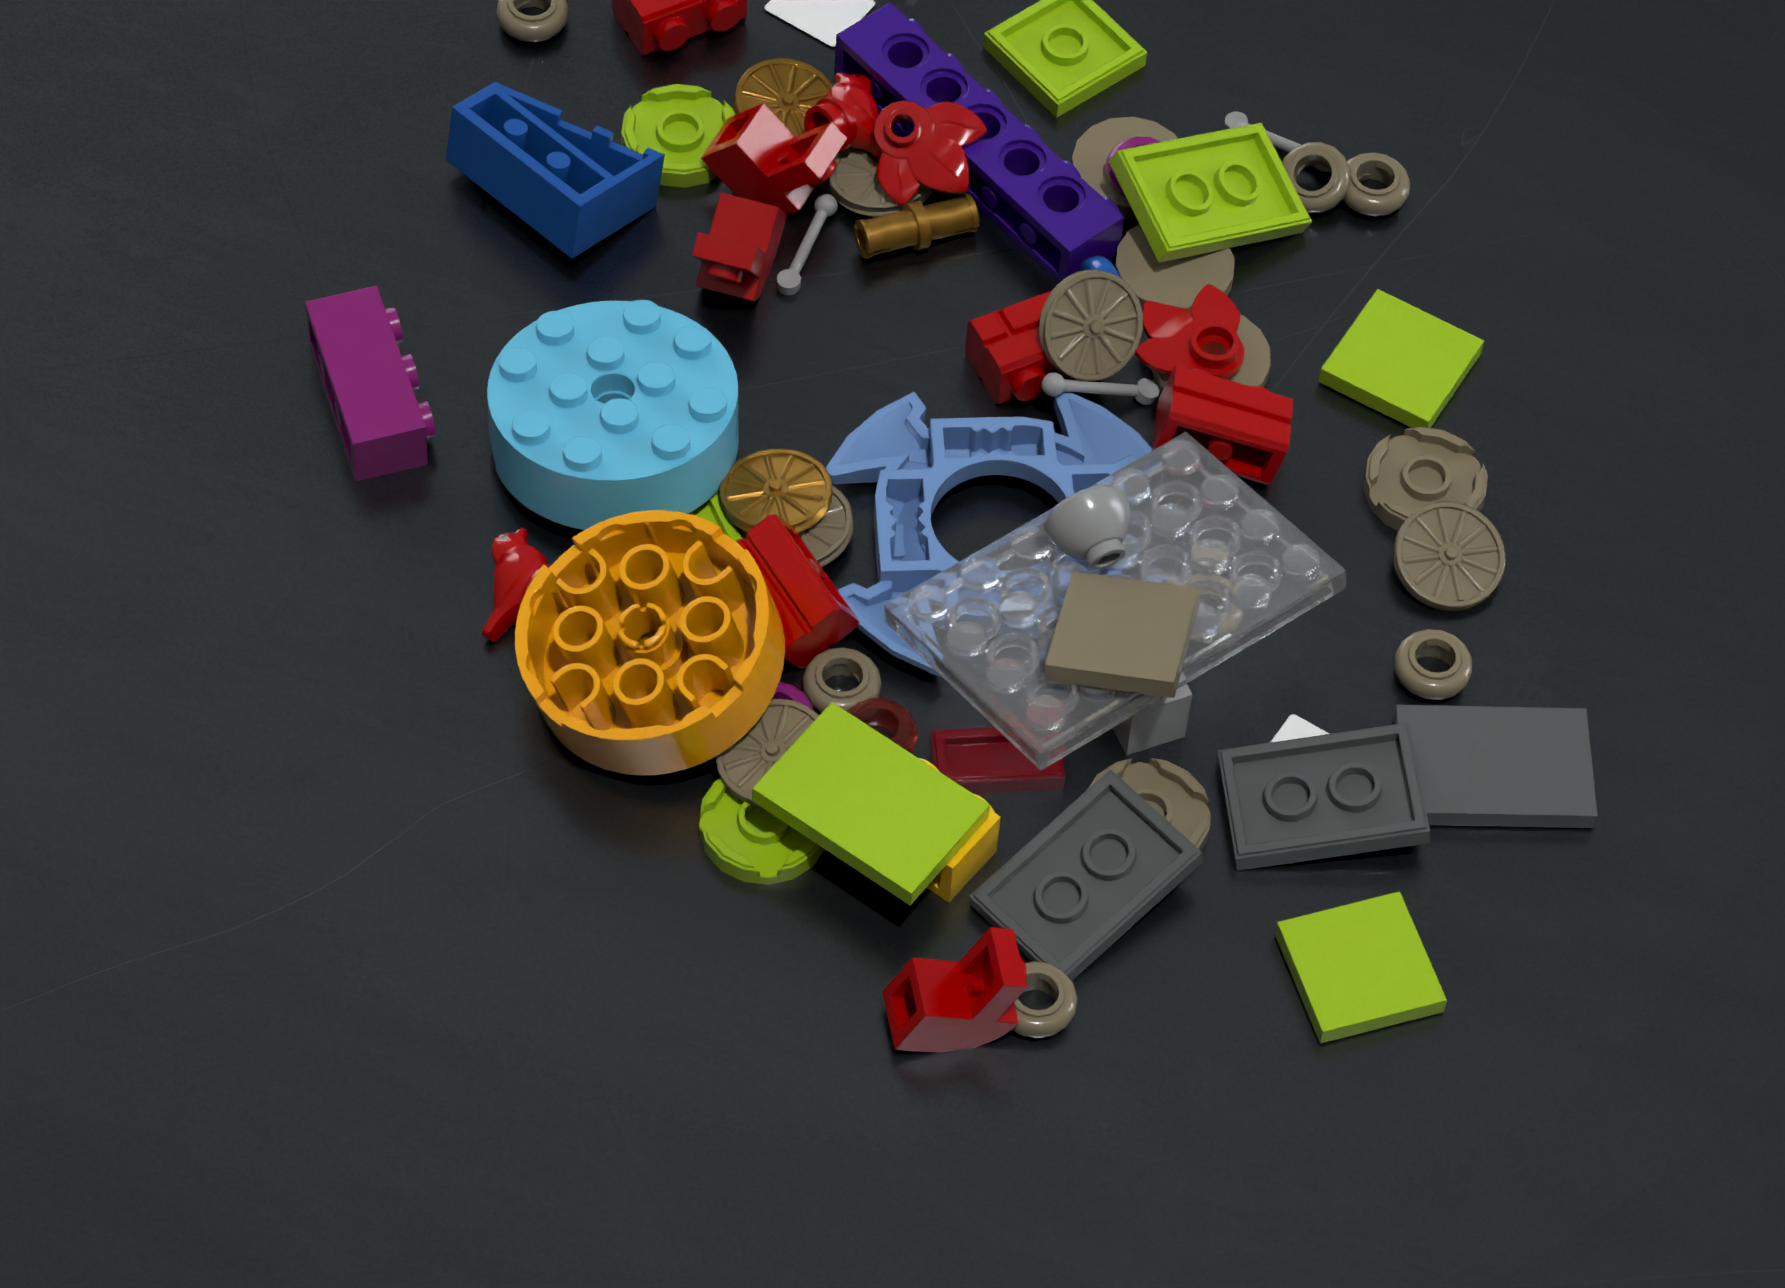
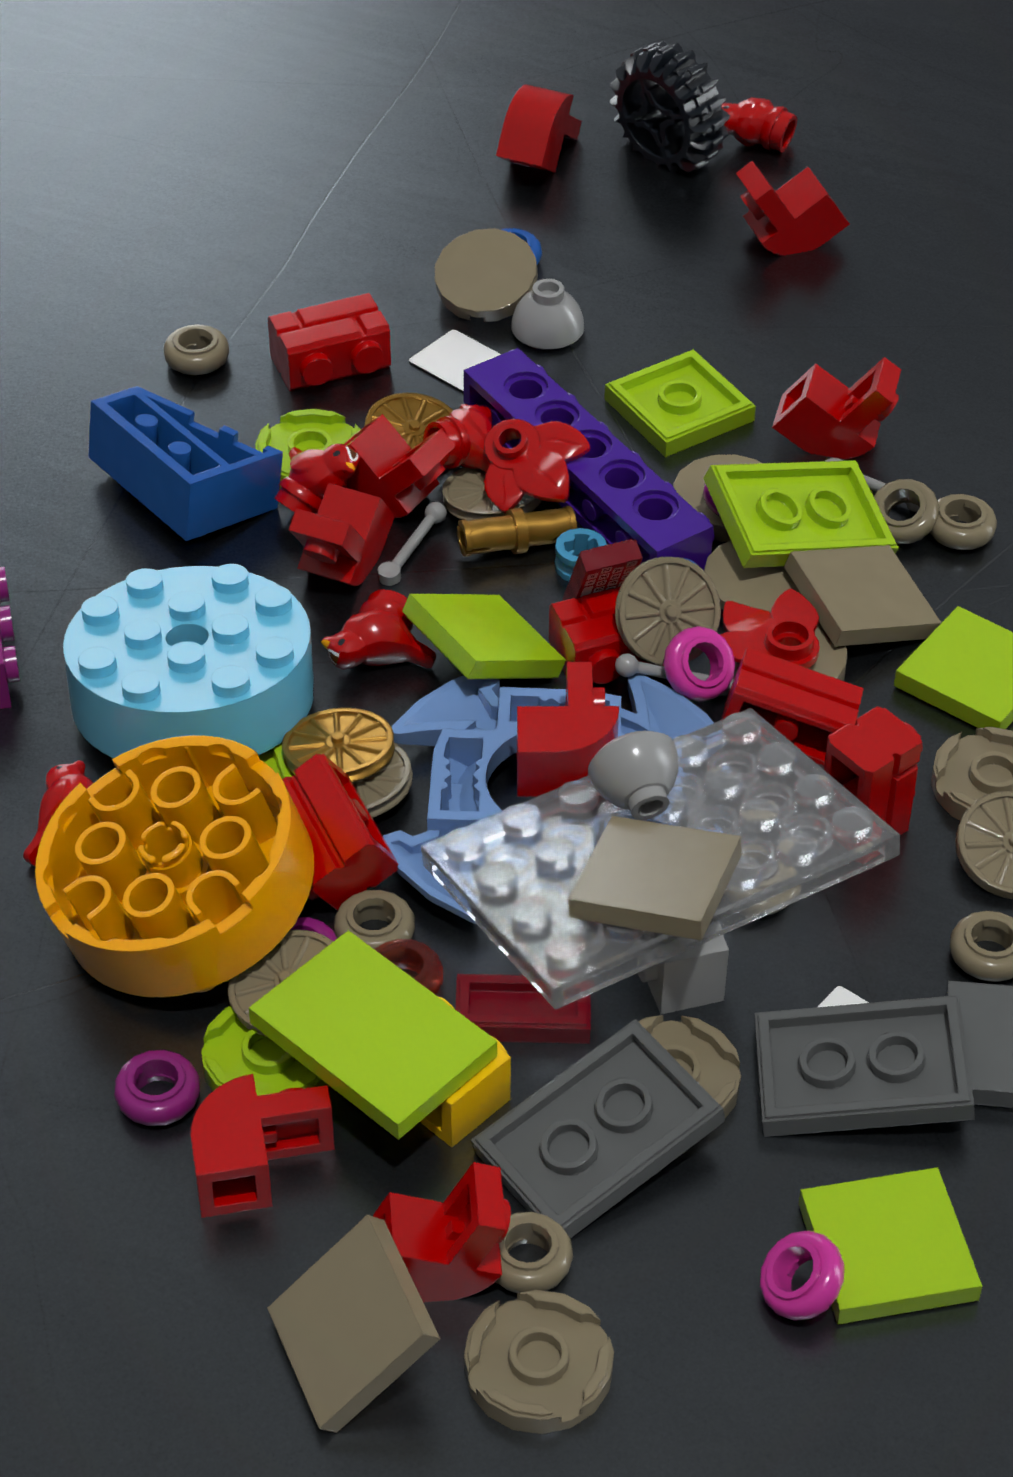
camera: 10 degrees right, 10 degrees down
(665, 887) = (163, 1108): none -> magenta piece
(699, 178) = (312, 472): none -> red animal
(761, 905) = (241, 1131): none -> red brick
(794, 361) = (378, 636): none -> red animal
(894, 1079) = (352, 1324): none -> dark tan tile
(903, 358) = (483, 636): none -> lime tile
(985, 234) = (570, 545): none -> dark azure bush
(1010, 484) = (562, 740): none -> red brick
(1019, 284) = (602, 568): none -> dark red tile
(1059, 1098) = (538, 1362): none -> dark tan tile
(1105, 378) = (720, 659): none -> dark pink piece
(1234, 66) = (834, 419): none -> red brick
(1280, 283) = (862, 595): none -> dark tan tile
(1307, 1010) = (822, 1285): none -> dark pink piece
(1316, 490) = (877, 764): none -> red brick

